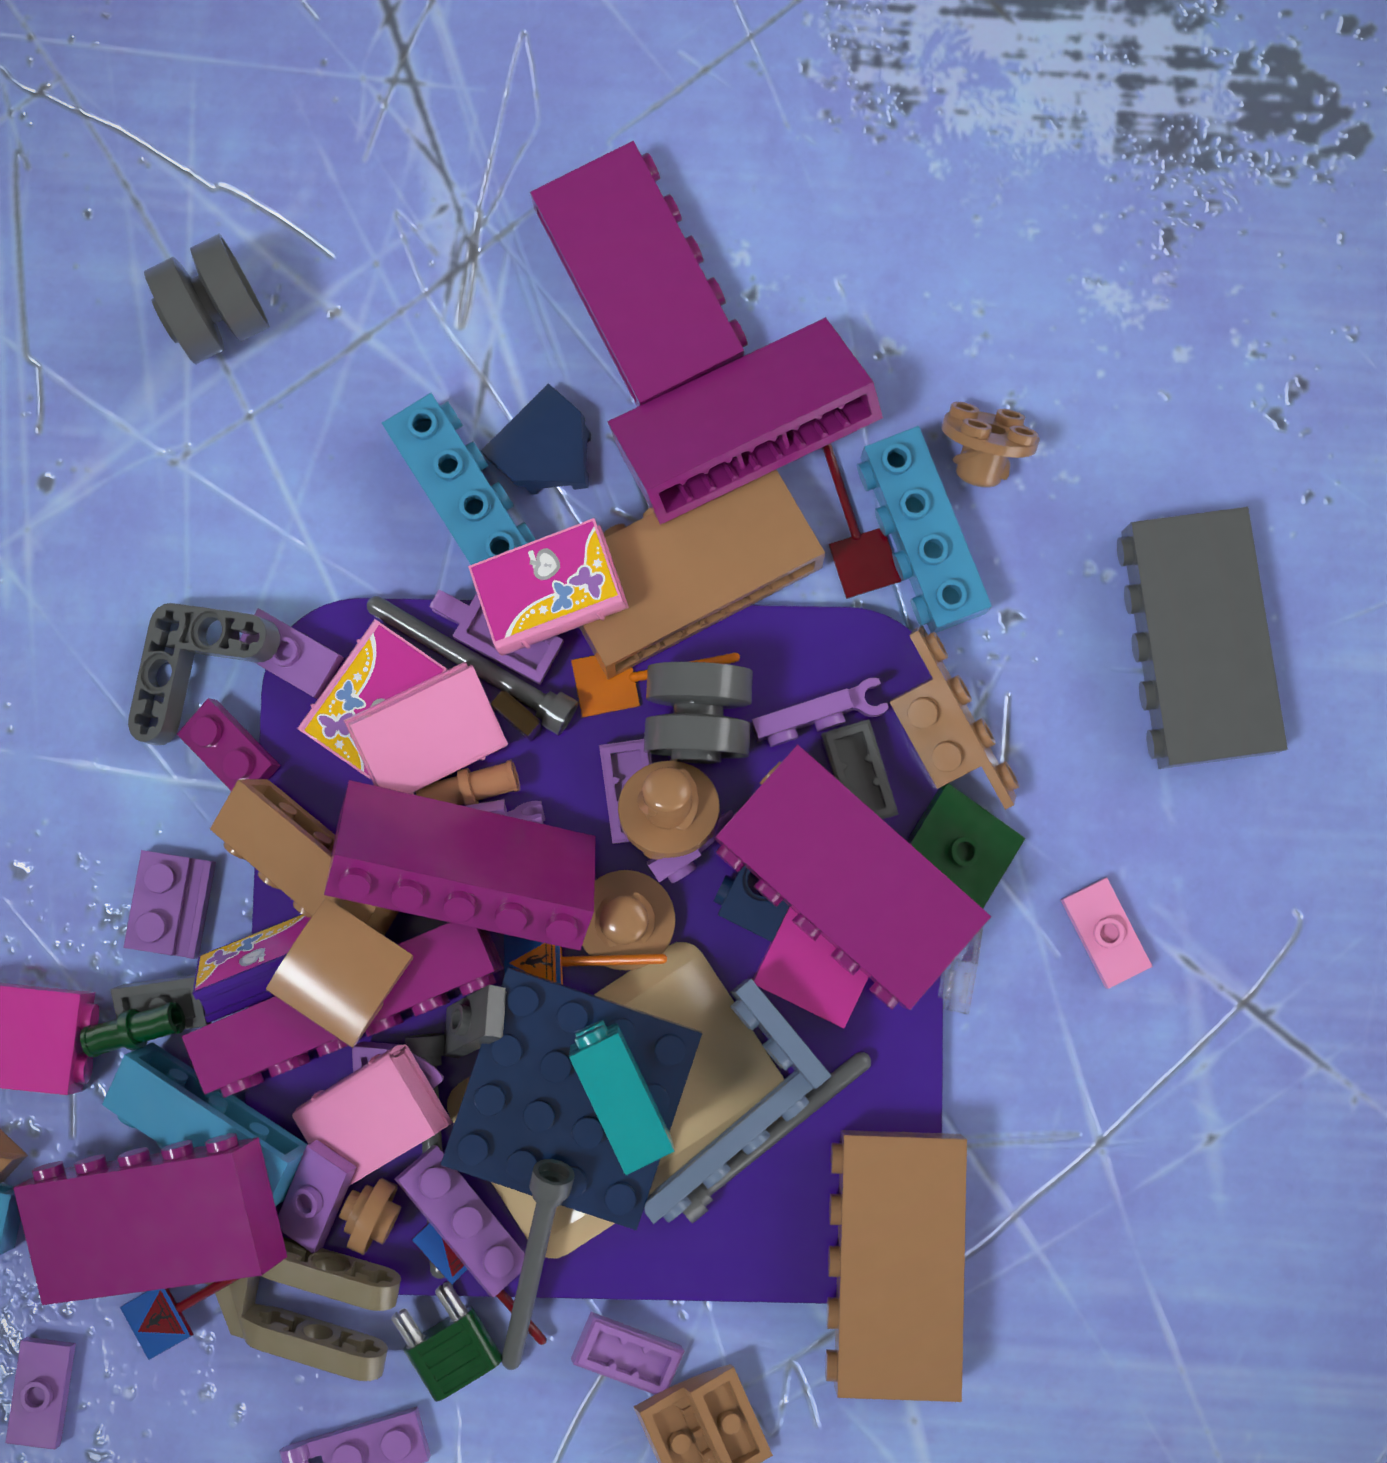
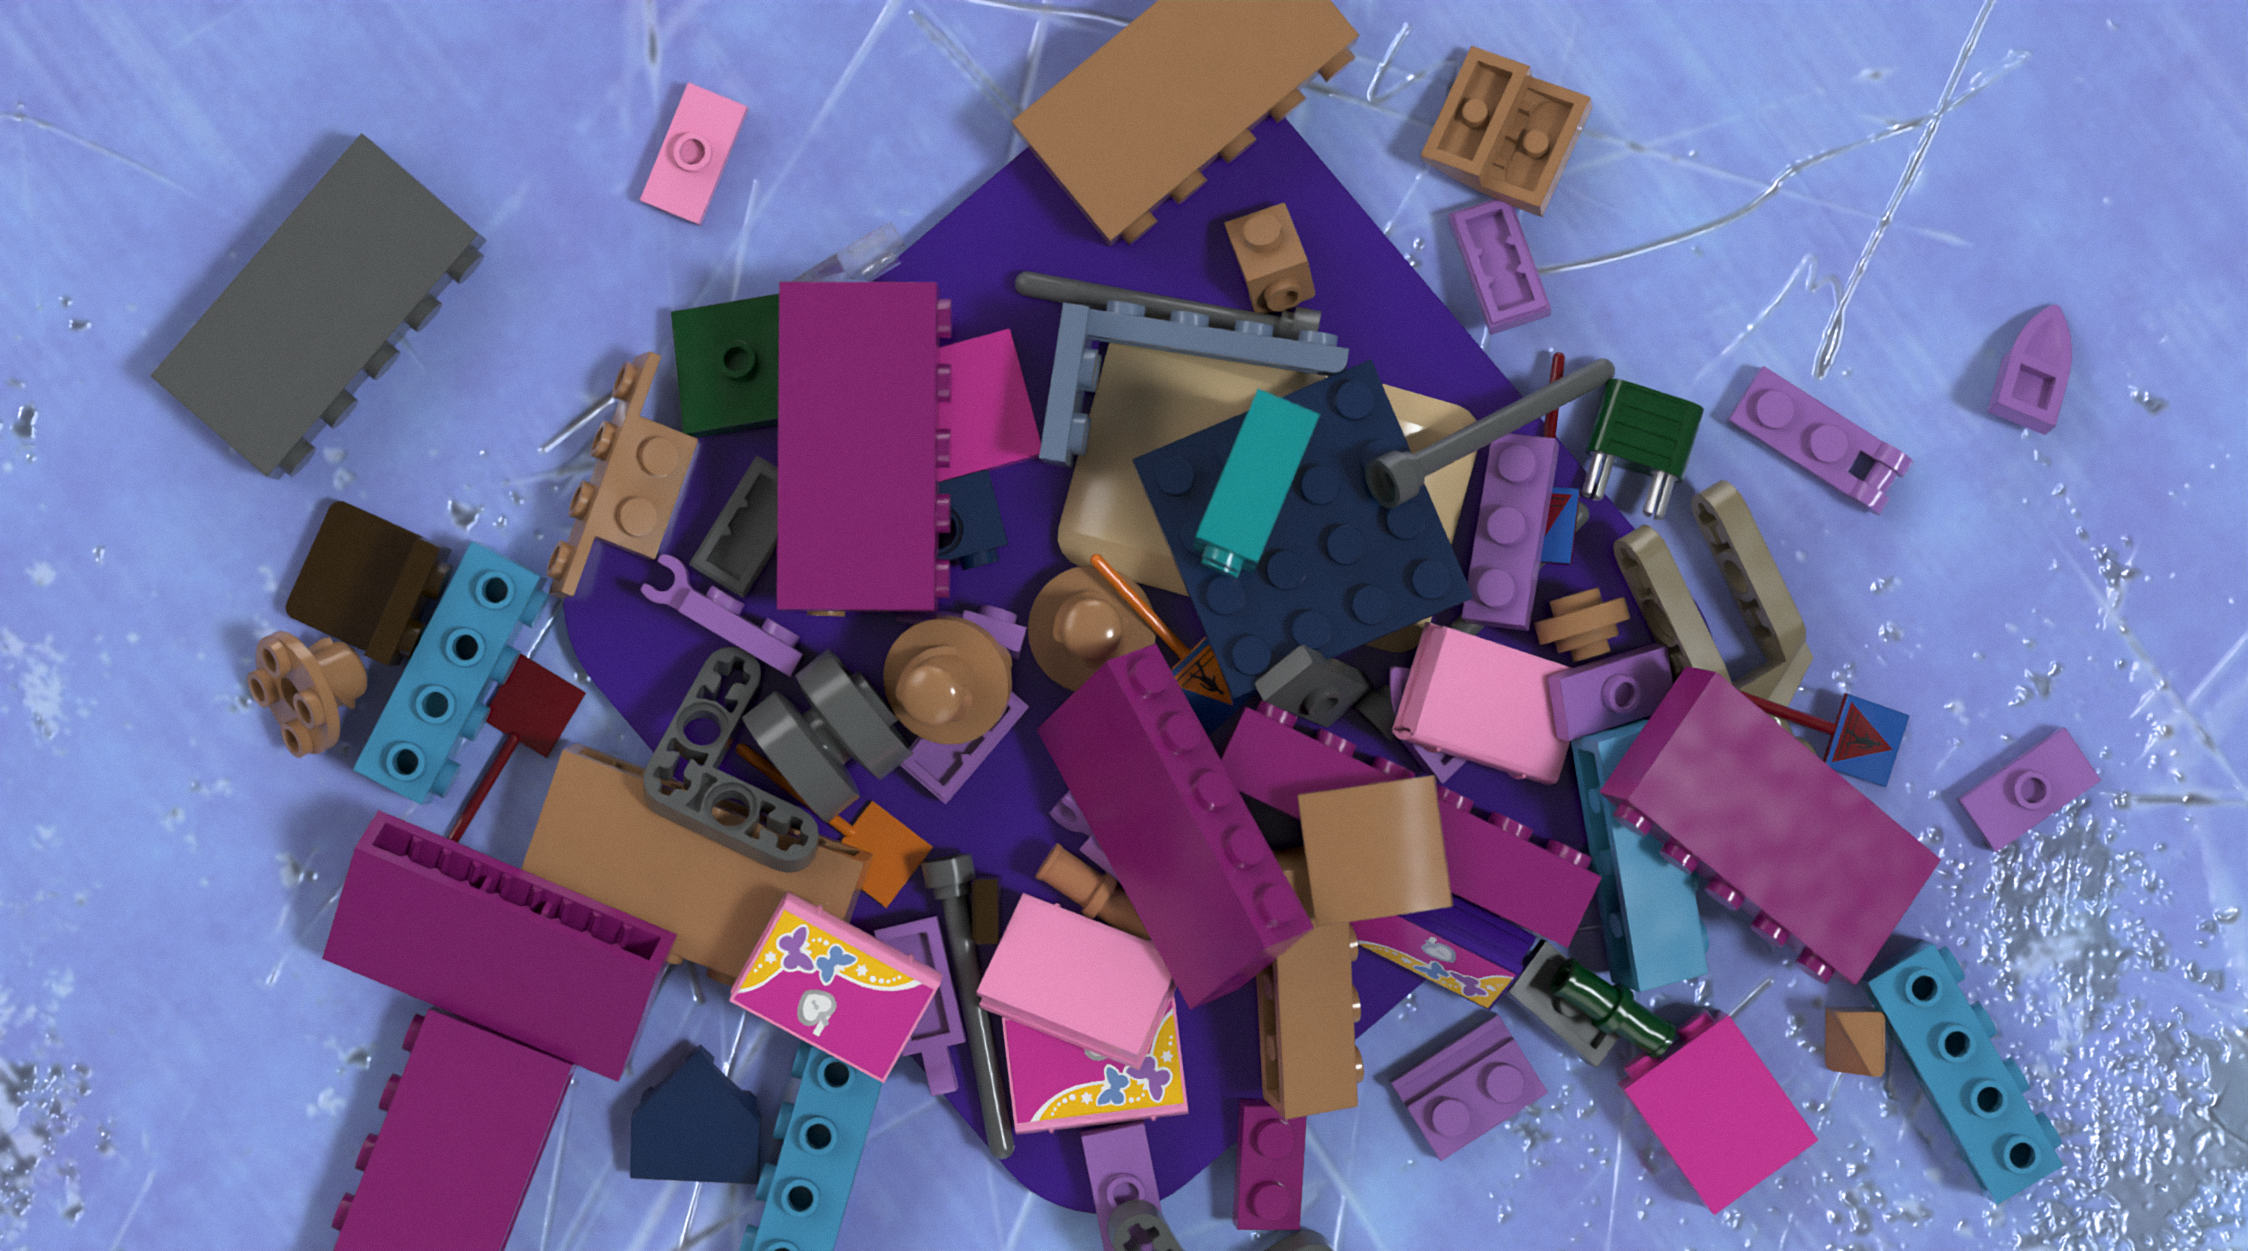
camera: 130 degrees left, 5 degrees up
(729, 617) = (708, 785): none -> dark grey beam
(749, 1220) = (1271, 259): none -> medium nougat bracket
(1017, 529) = (369, 583): none -> dark brown bracket

